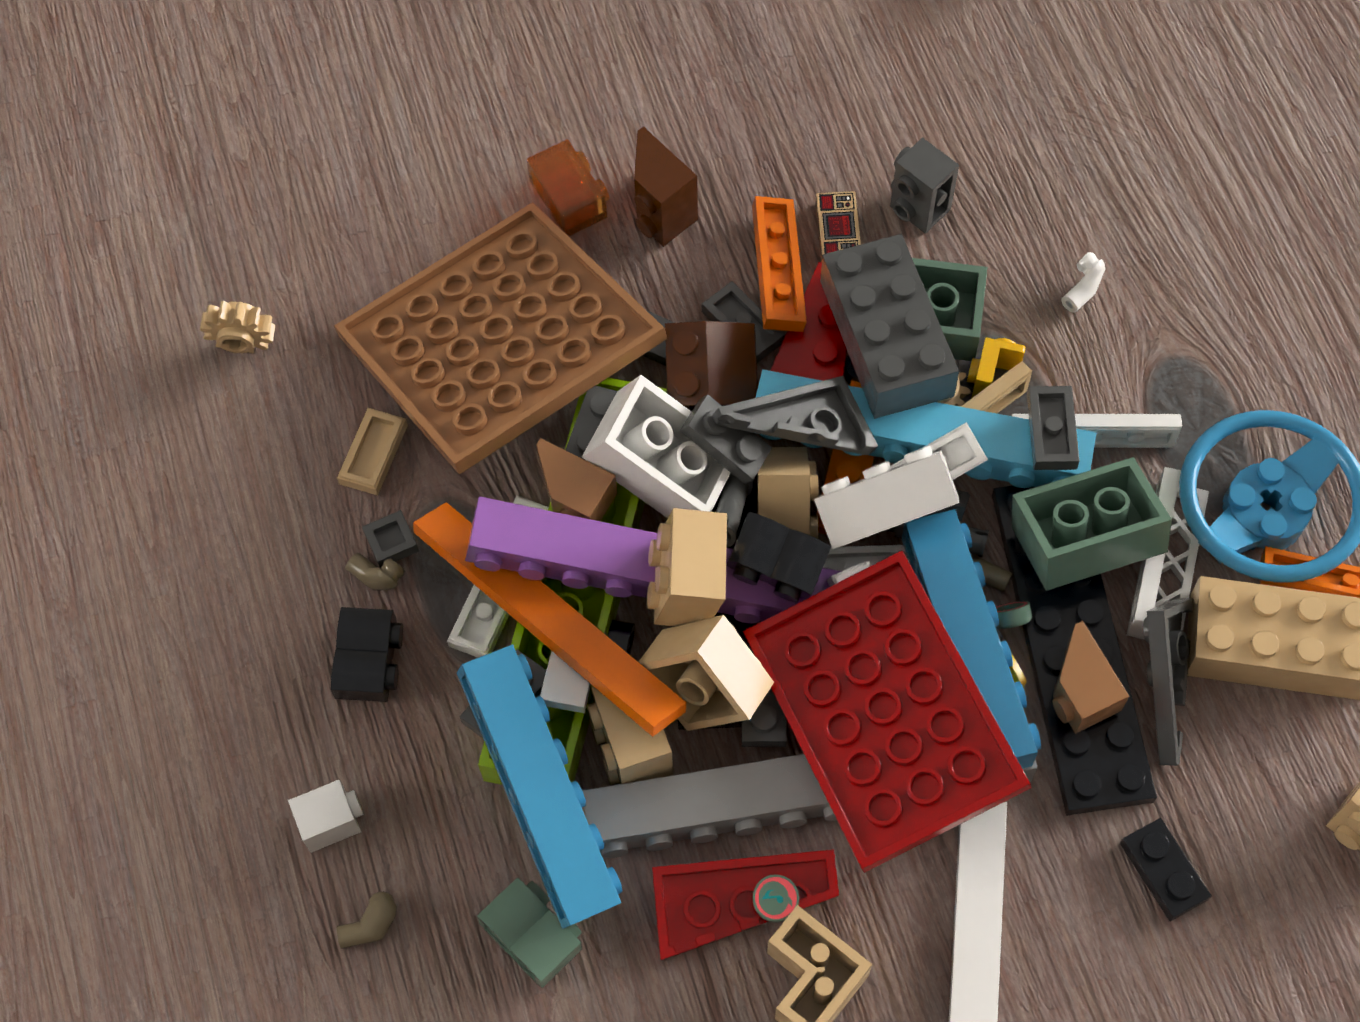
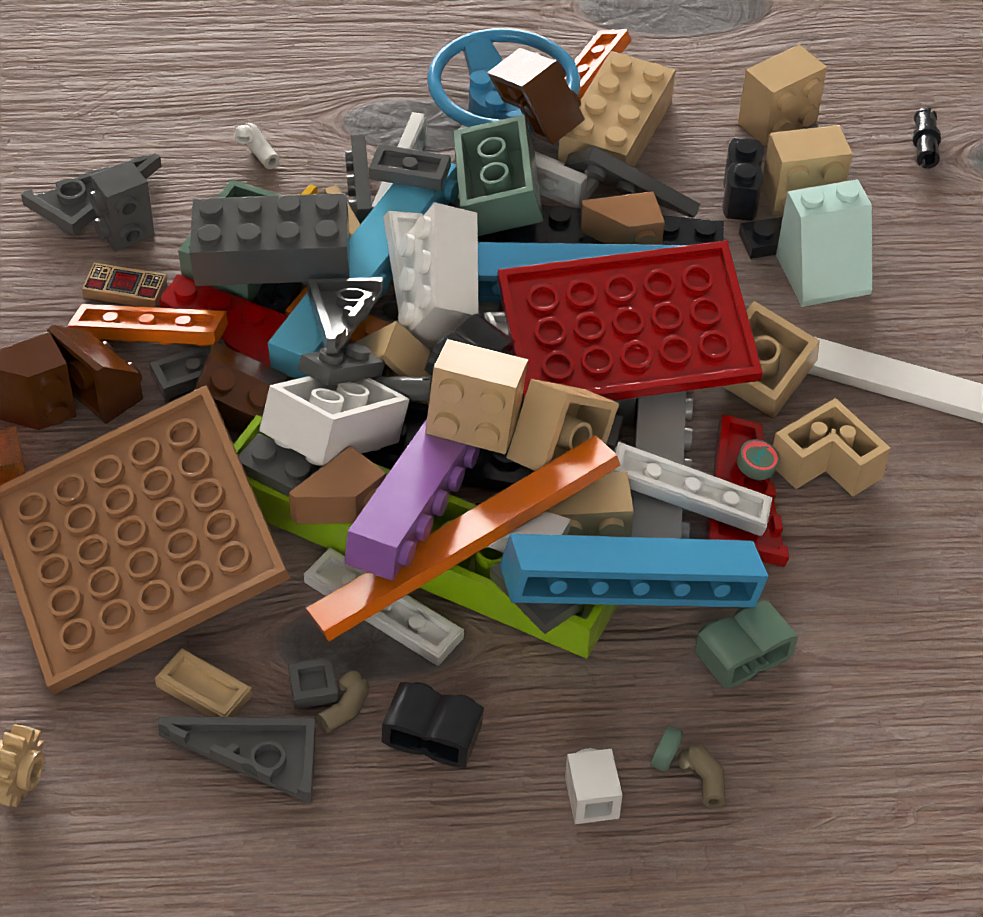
camera: 80 degrees left, 15 degrees down
(311, 524) = (261, 747): none -> dark grey wing
(384, 877) = (667, 748): none -> sand green tile
(698, 830) = (694, 490): none -> white tile
(700, 236) = (97, 373): none -> reddish brown slope
(926, 885) = (784, 356): none -> tan brick
(974, 165) = (70, 202): none -> dark grey wing
(1088, 389) = (359, 181): none -> dark grey plate
(1136, 920) = (827, 242): none -> light aqua slope
(1226, 526) = (540, 92): none -> reddish brown brick
(1240, 804) = (742, 179): none -> black brick
(1261, 873) = (803, 161): none -> tan brick

